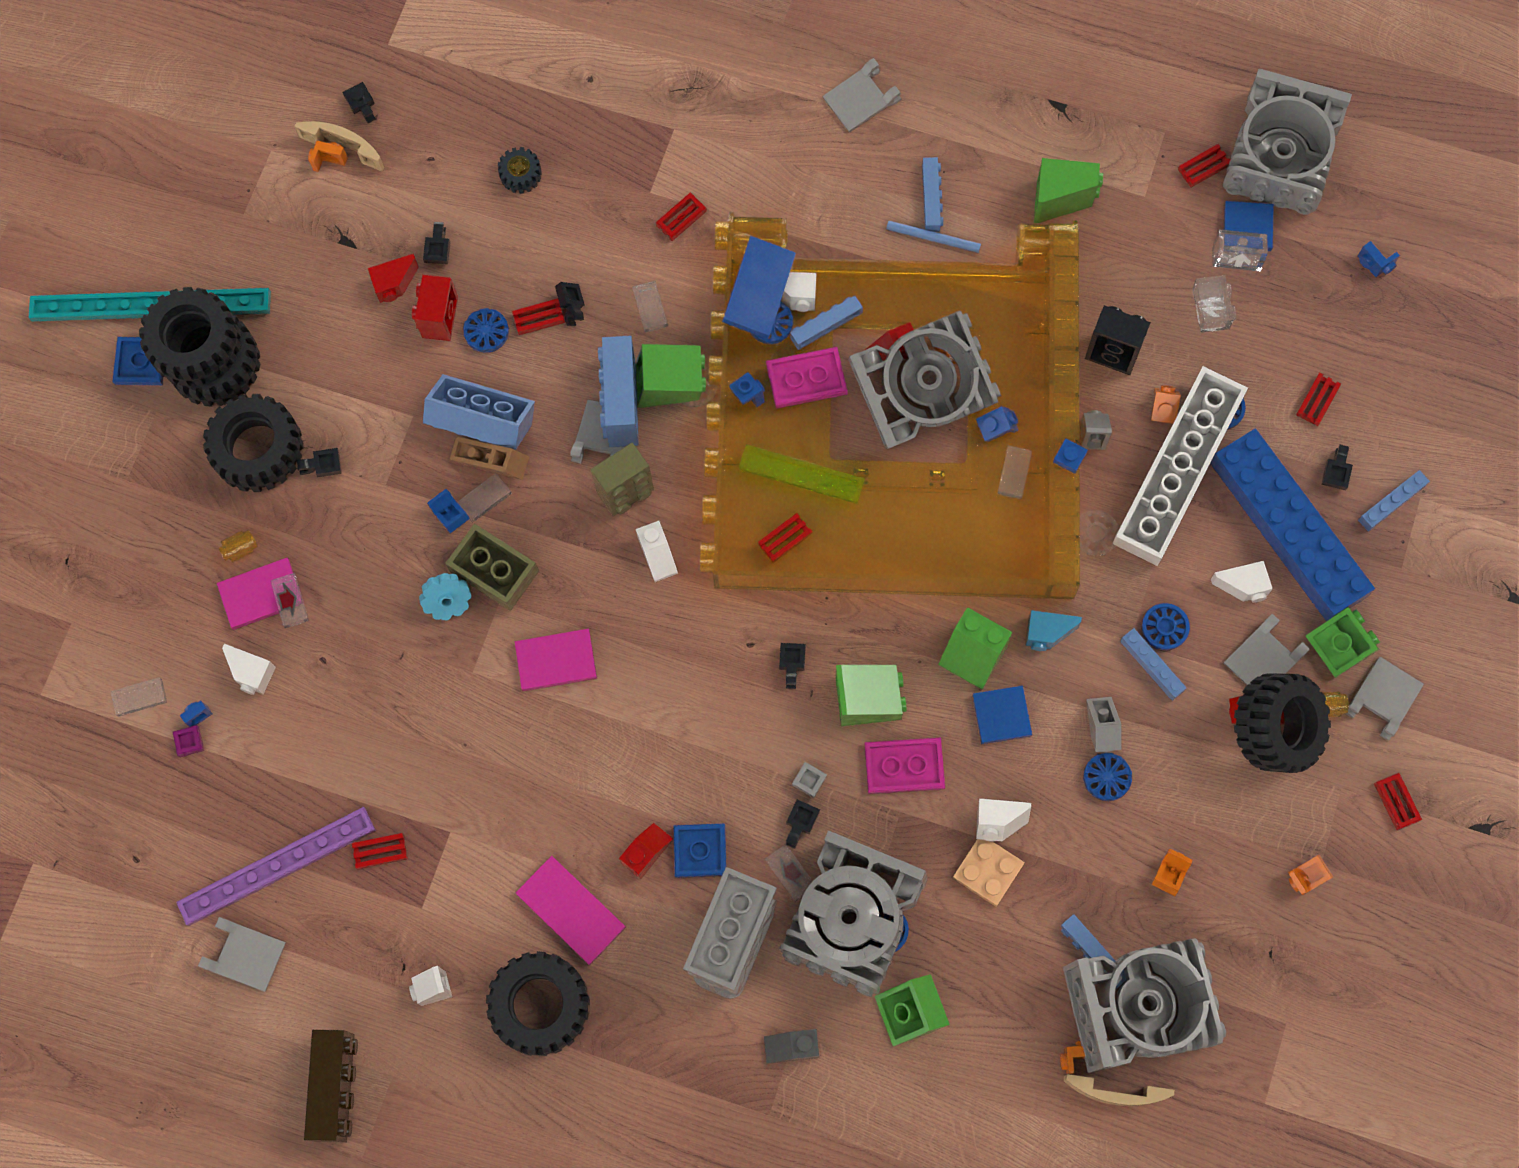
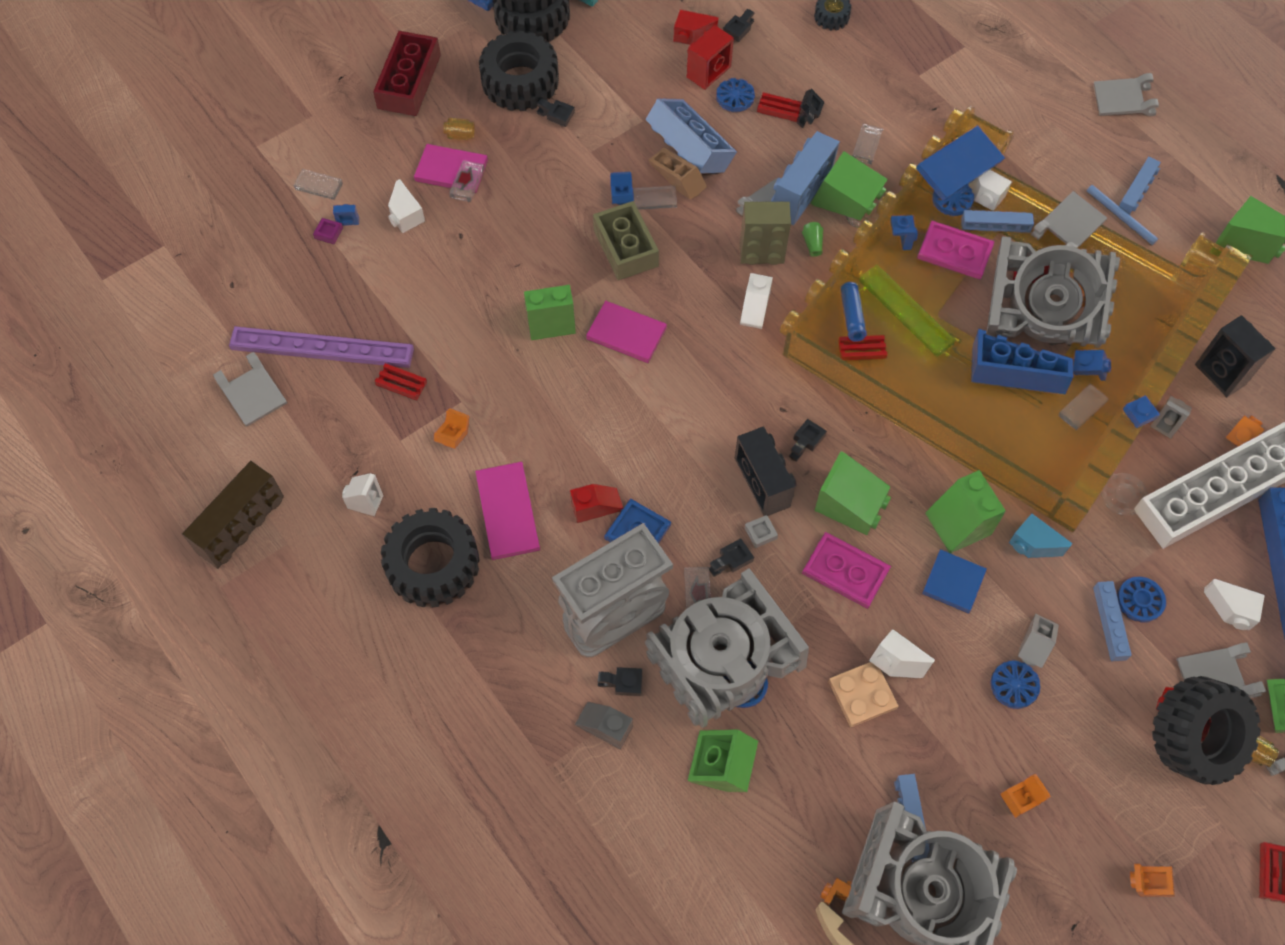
camera: 30 degrees right, 10 degrees down
(139, 517) = (407, 73): none -> dark red brick
(445, 596) = (577, 239): medium azure plant -> none
(465, 867) = (453, 429): none -> orange bracket
(473, 690) = (550, 312): none -> bright green slope
(666, 447) = (813, 237): none -> bright green cone
(687, 222) = (932, 103): red tile -> none
(755, 508) = (853, 311): none -> blue axle
(778, 722) = (765, 471): none -> black brick
(784, 996) = (626, 681): none -> black plate
(896, 283) = (1071, 221): none -> light grey flag
(935, 471) = (1019, 366): none -> blue wedge

